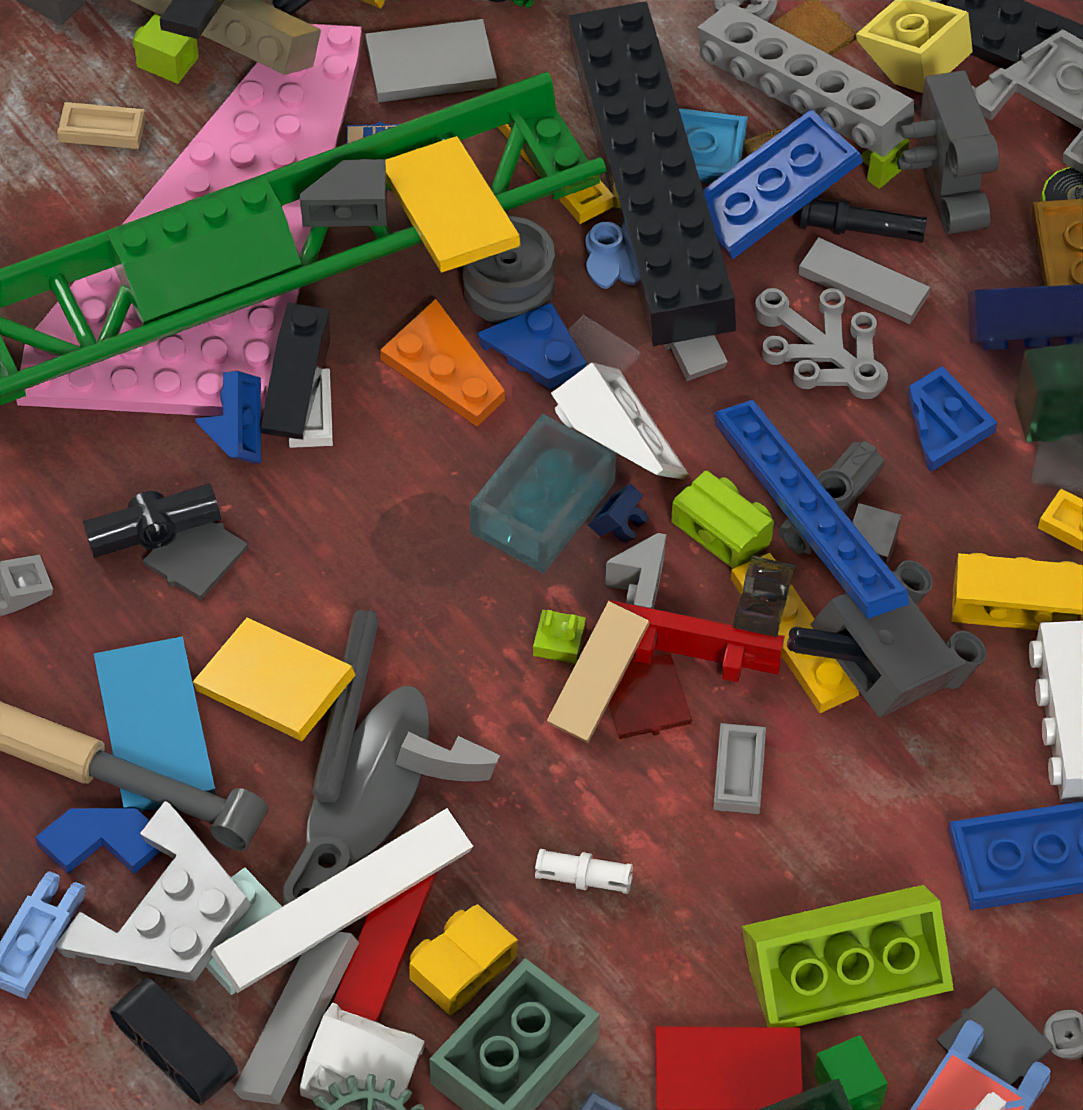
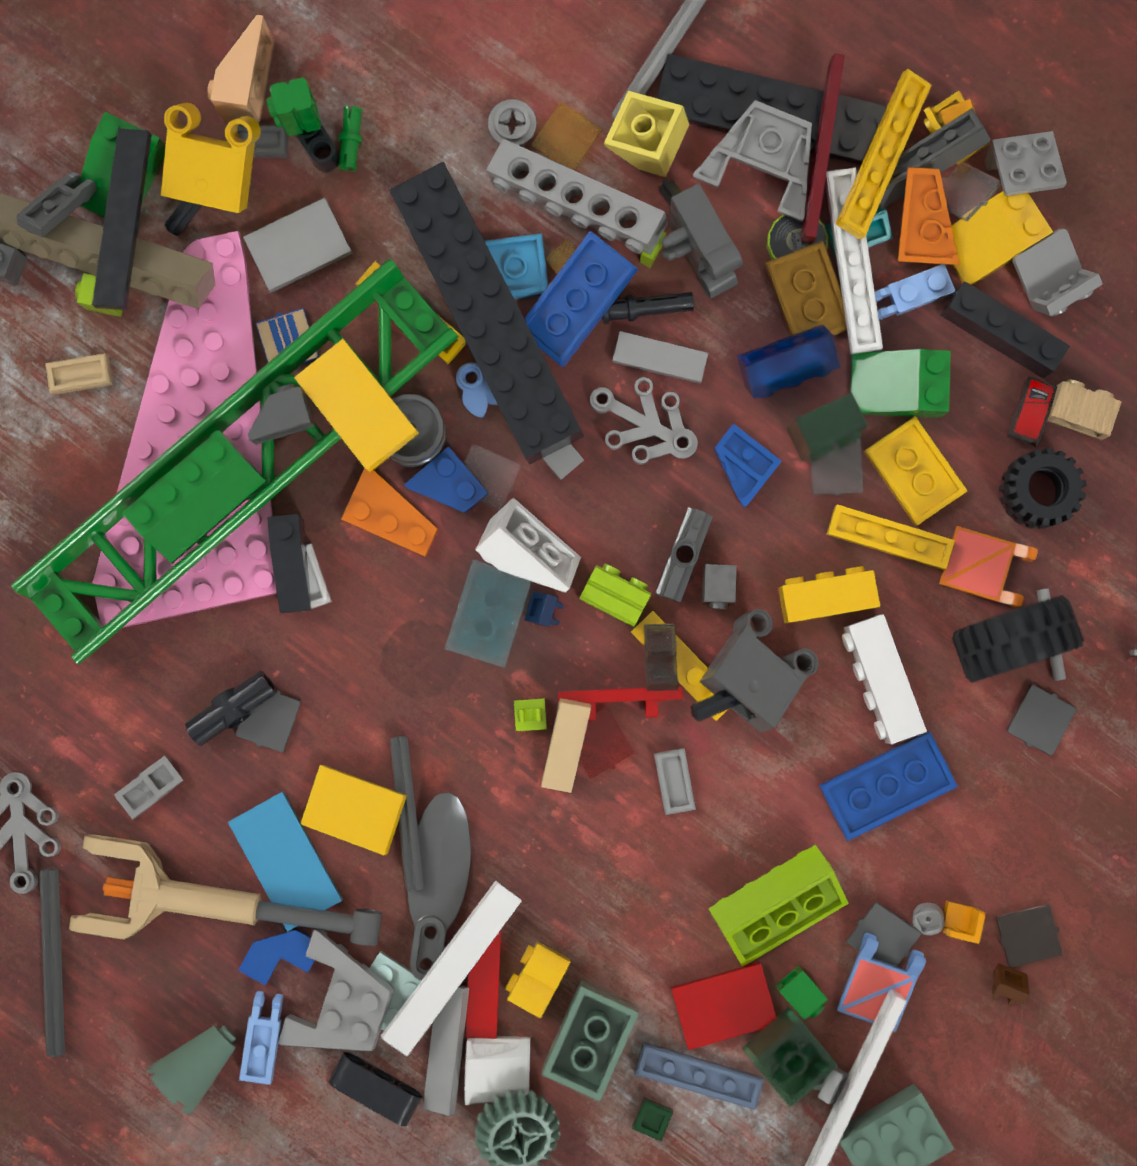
camera: 15 degrees left, 30 degrees up
(240, 425) = (263, 615): blue slope -> none
(463, 763) = (494, 838): light grey slope -> none
(584, 871) = (596, 891): white pin -> none
(639, 571) = (574, 650): light grey slope -> none
(812, 510) = (676, 587): blue tile -> none

